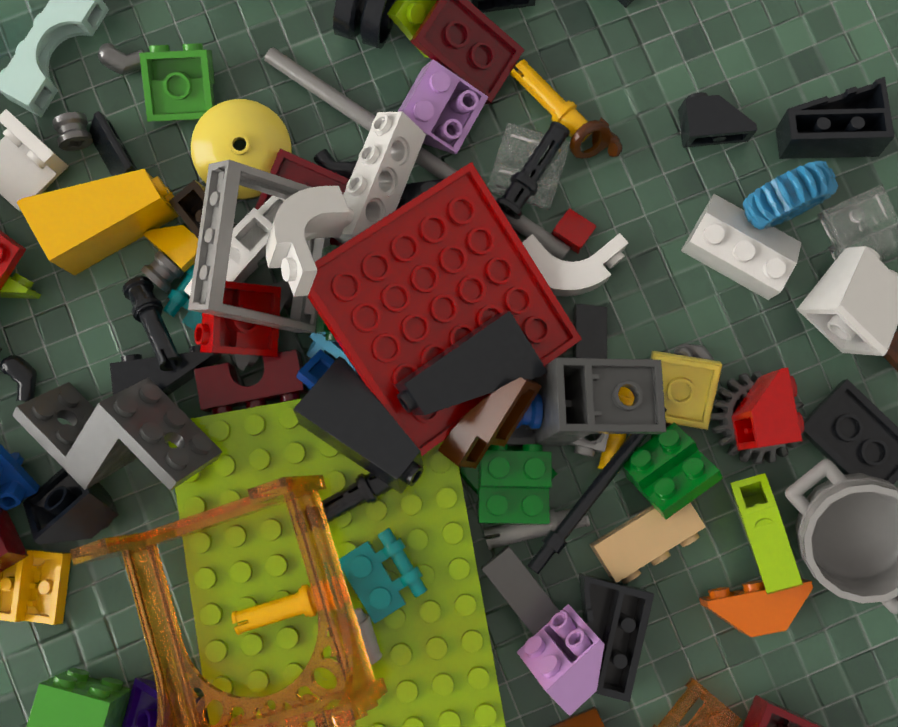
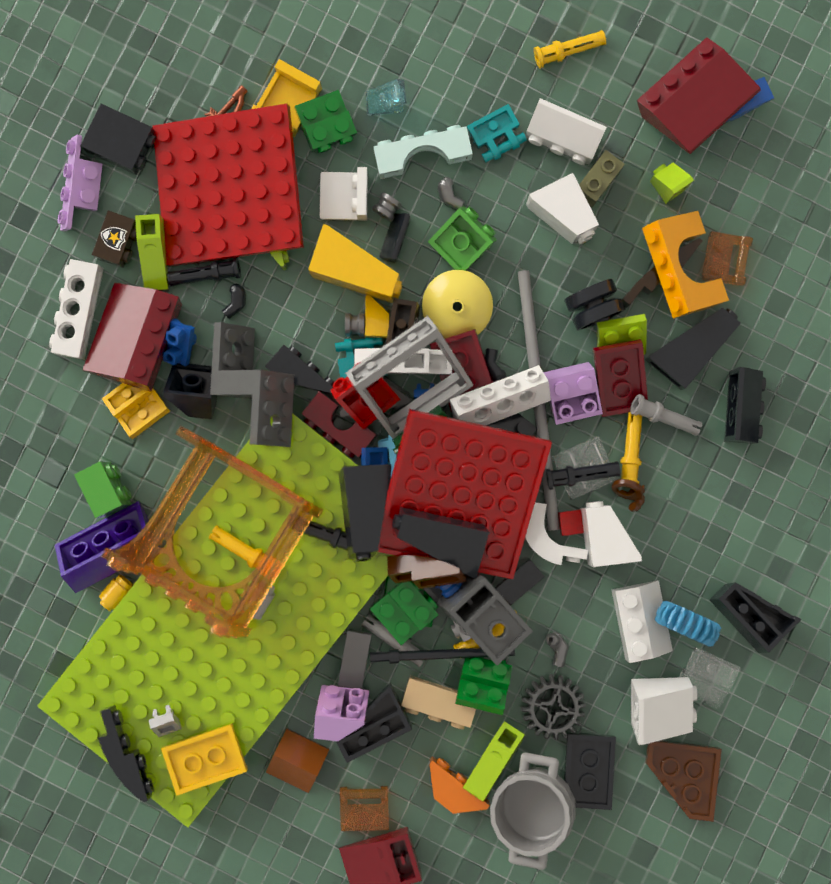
camera: 55 degrees right, 5 degrees up
(148, 312) = (327, 338): black pin -> none
(303, 217) = (448, 387): white arch -> none
(372, 581) = (293, 580): teal plate -> none
(536, 40) = (656, 412): none -> light grey pin
(621, 199) = (606, 537): none -> white slope
(688, 388) = (536, 656): light yellow plate -> none
(712, 121) = (697, 545): black slope -> none
(768, 413) = (552, 710): red slope -> none

